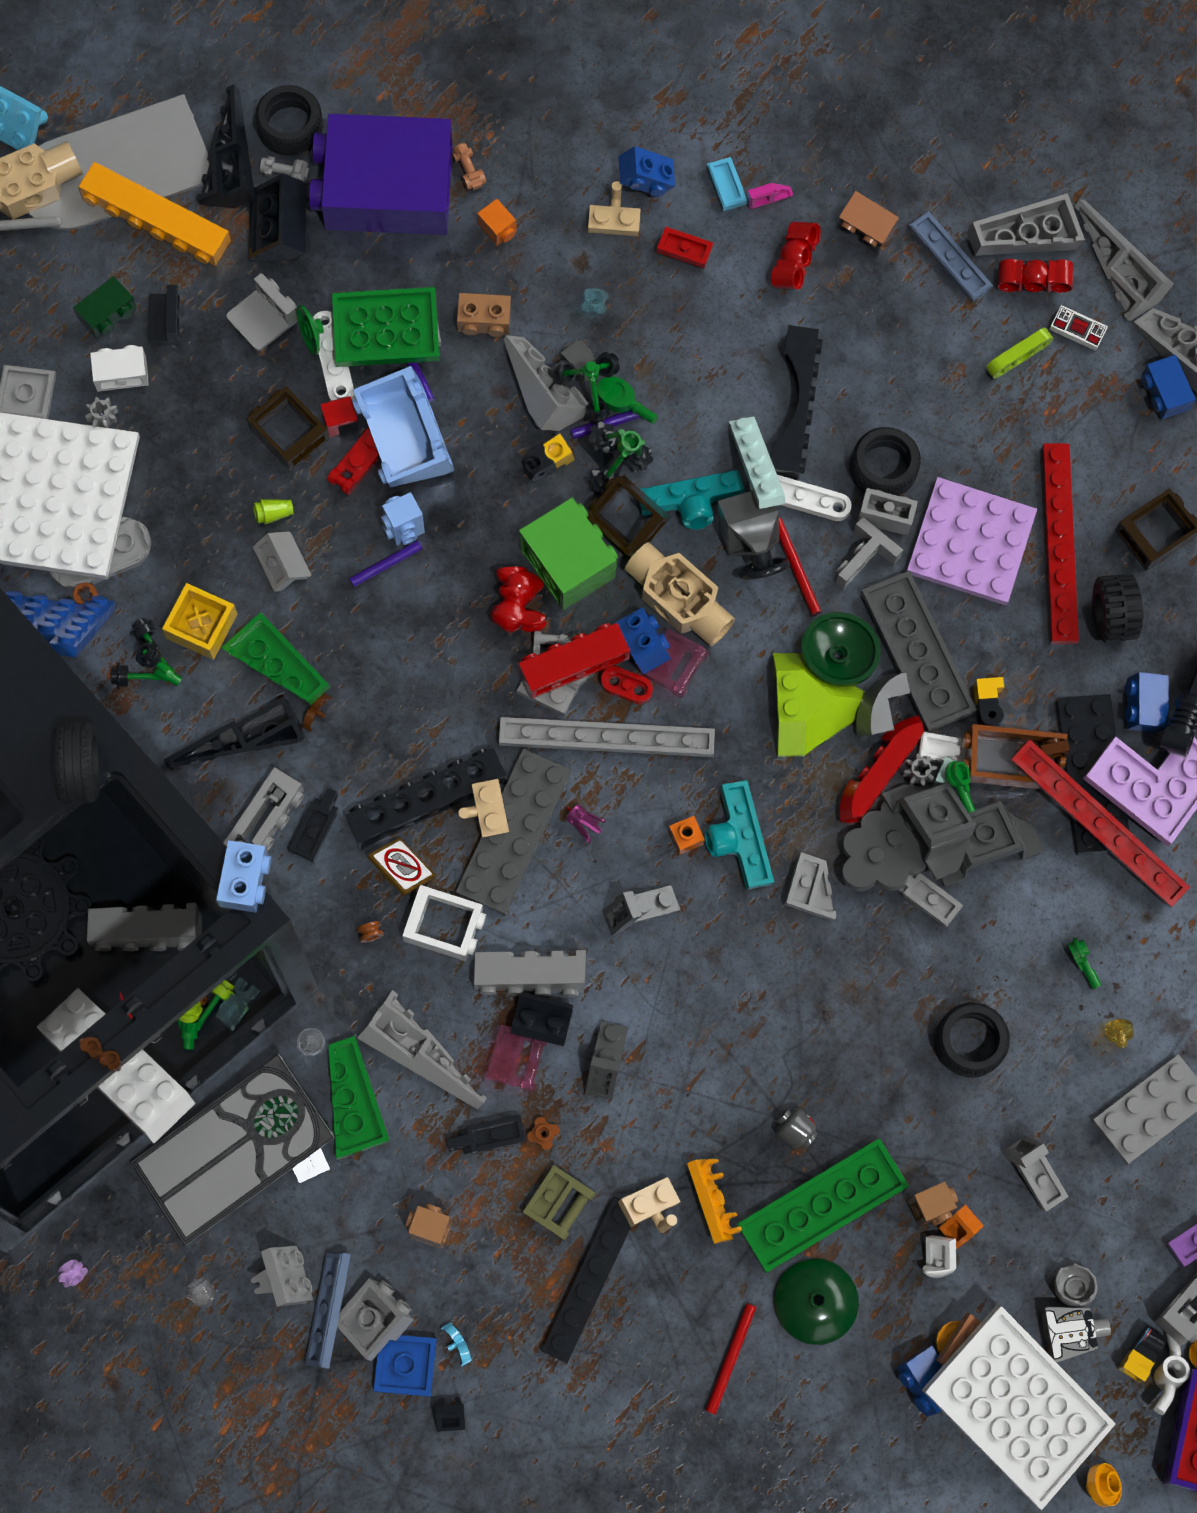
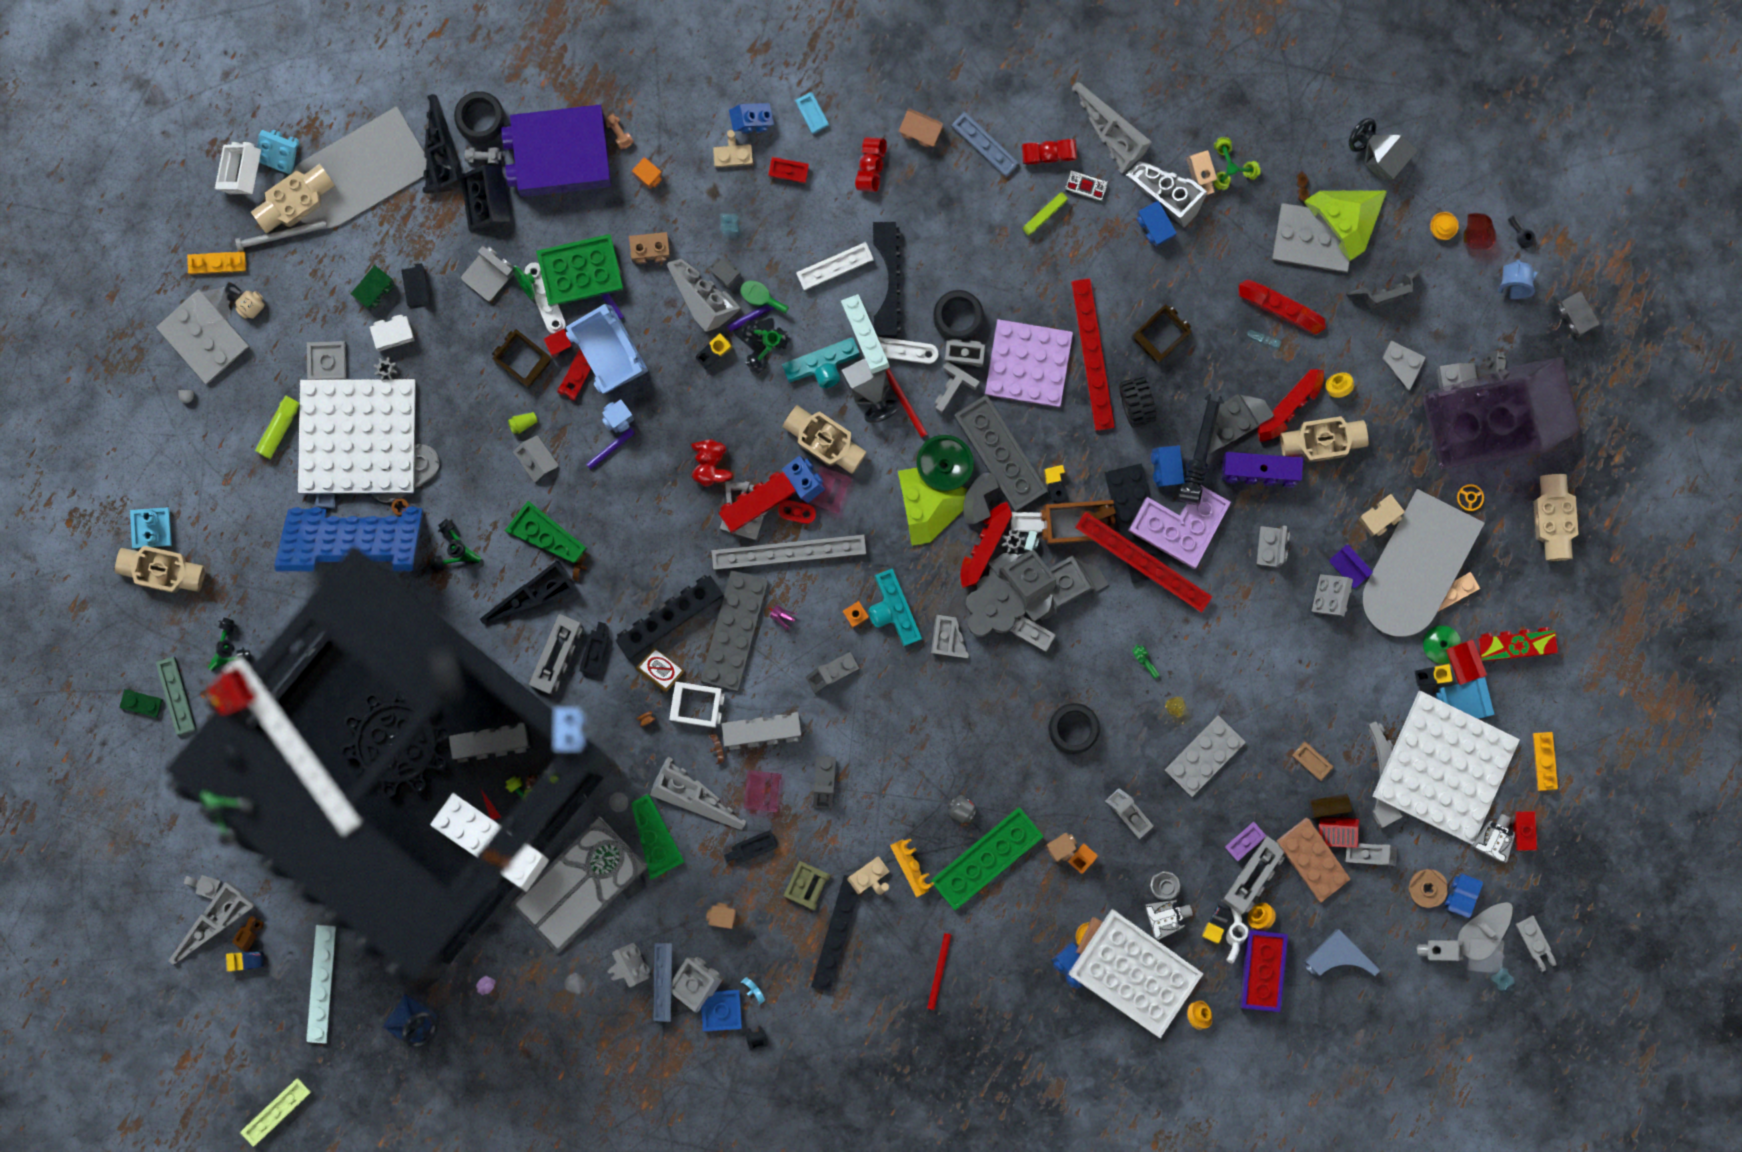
camera: 10 degrees left, 10 degrees up
(154, 213) = (394, 208): light orange brick -> none
(199, 621) = (486, 515): yellow brick -> none
(465, 988) = (720, 757): none -> reddish brown piece
(488, 808) = (713, 619): tan plate -> none
(542, 1019) = (775, 762): black bracket -> none
(544, 1141) = (785, 835): dark orange plate -> none
(568, 553) = (740, 422): bright green container -> none
(605, 365) = (744, 276): black plant -> none
(646, 534) = (769, 400): dark brown window -> none
(727, 376) = (834, 266): none -> white plate
(767, 194) = (844, 117): dark pink tile -> none
(807, 1320) = (977, 926): dark green dish -> none
(940, 1256) = (1071, 881): white plate -> none
(959, 777) = (1040, 545): green plate -> none
(1029, 229) = (1045, 114): light grey wedge -> none

